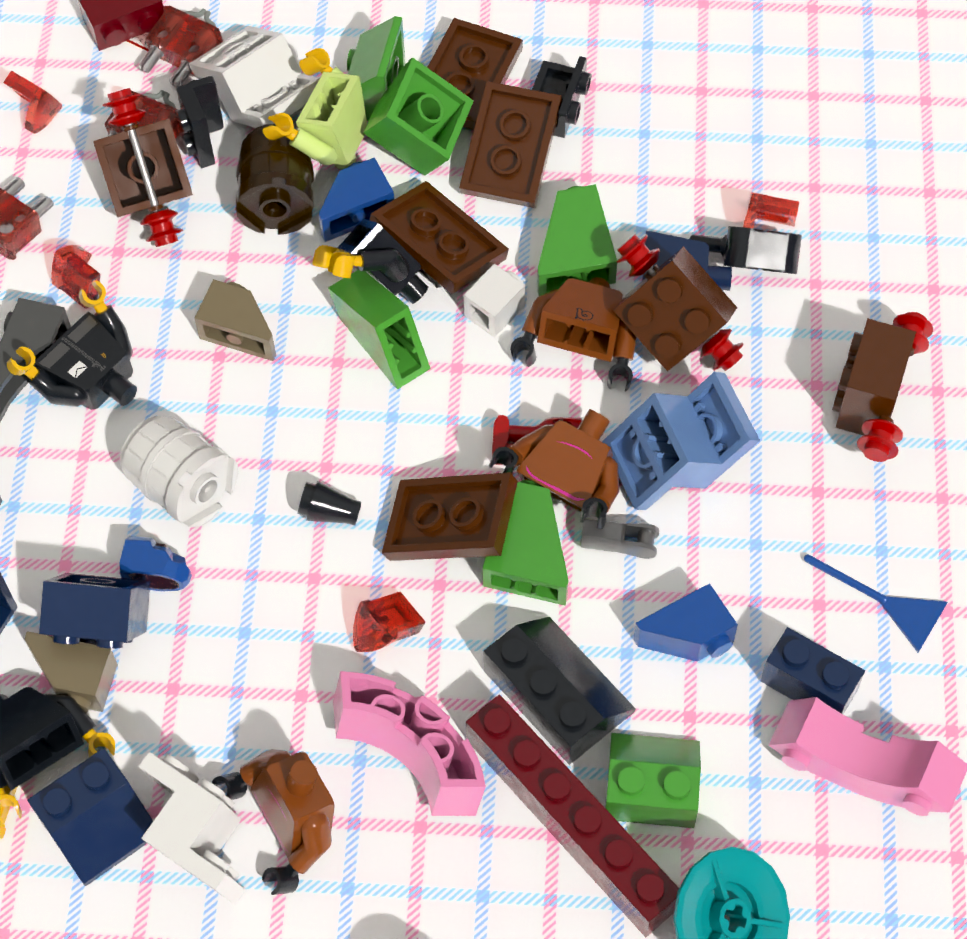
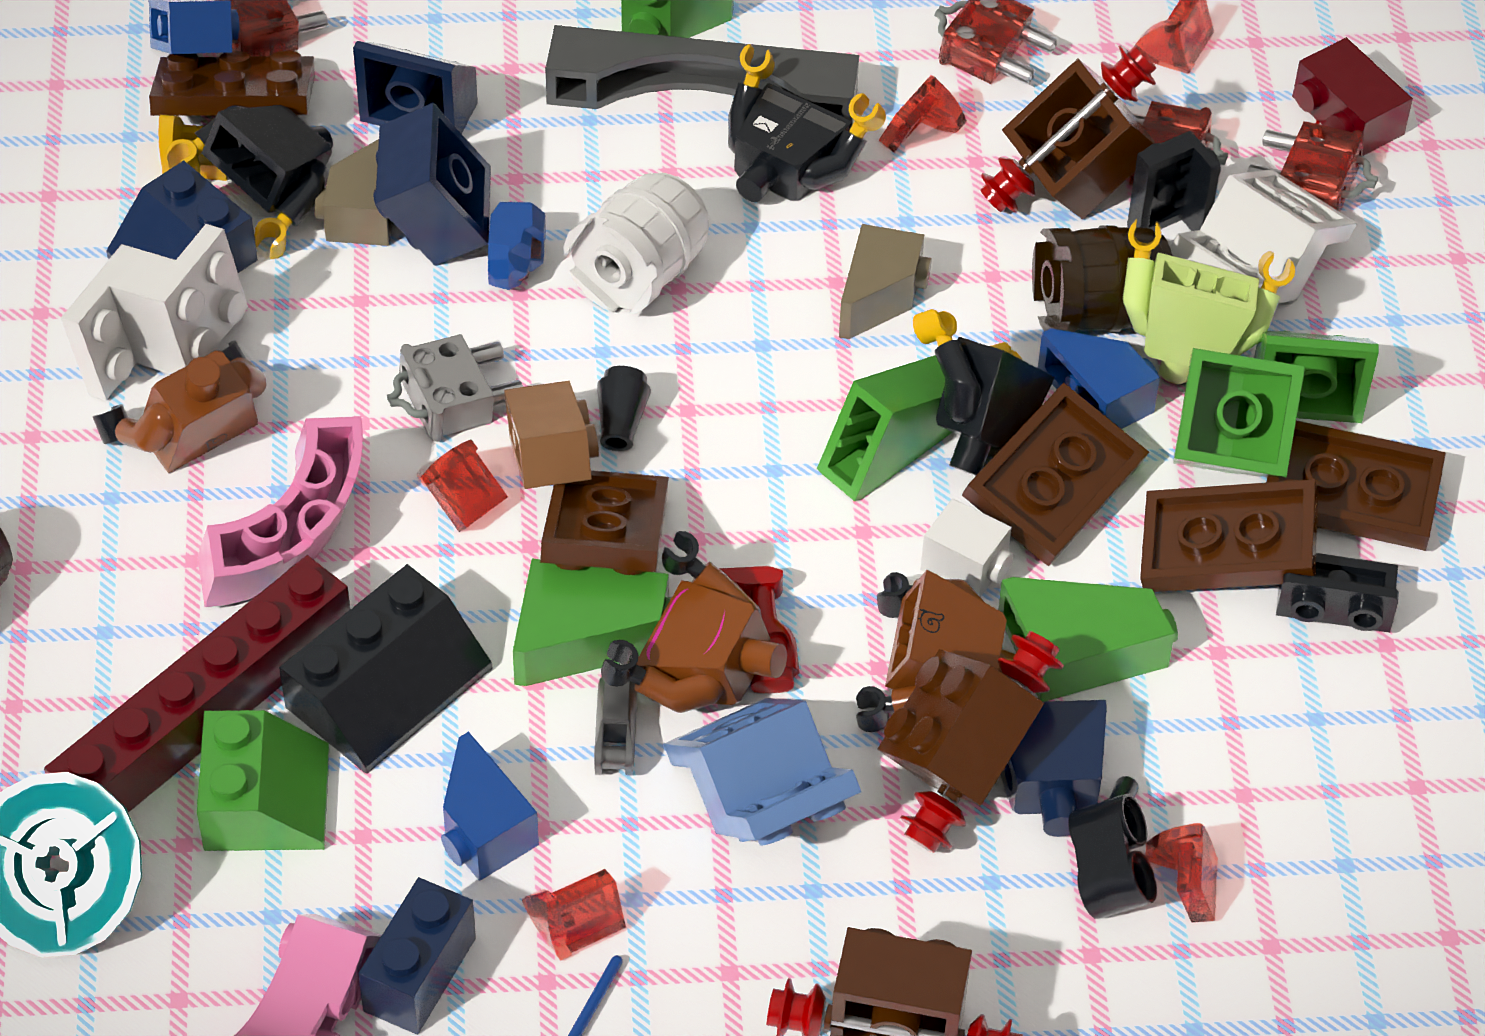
camera: 80 degrees right, 10 degrees down
(286, 623) = (448, 385): none -> light grey piece
(360, 549) = (550, 434): none -> medium nougat brick
(786, 585) = (577, 913): none -> clear red tile

